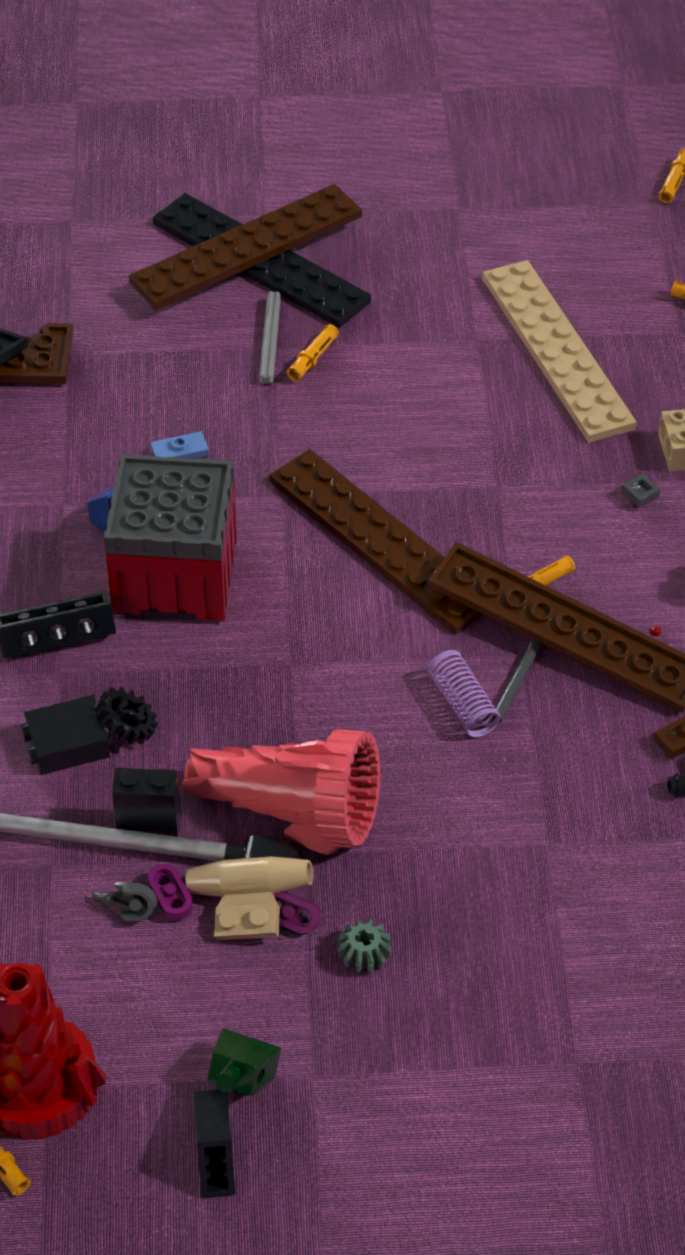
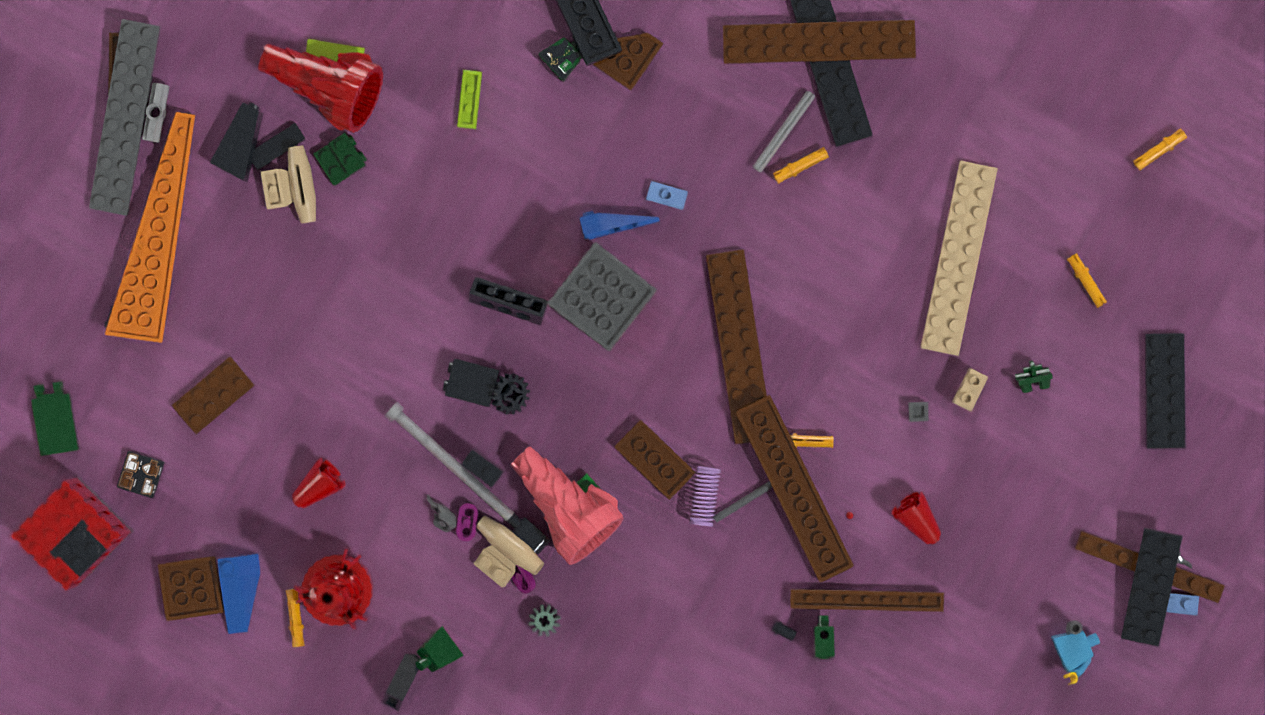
camera: 30 degrees right, 40 degrees up
(368, 693) = (655, 459): none -> reddish brown plate

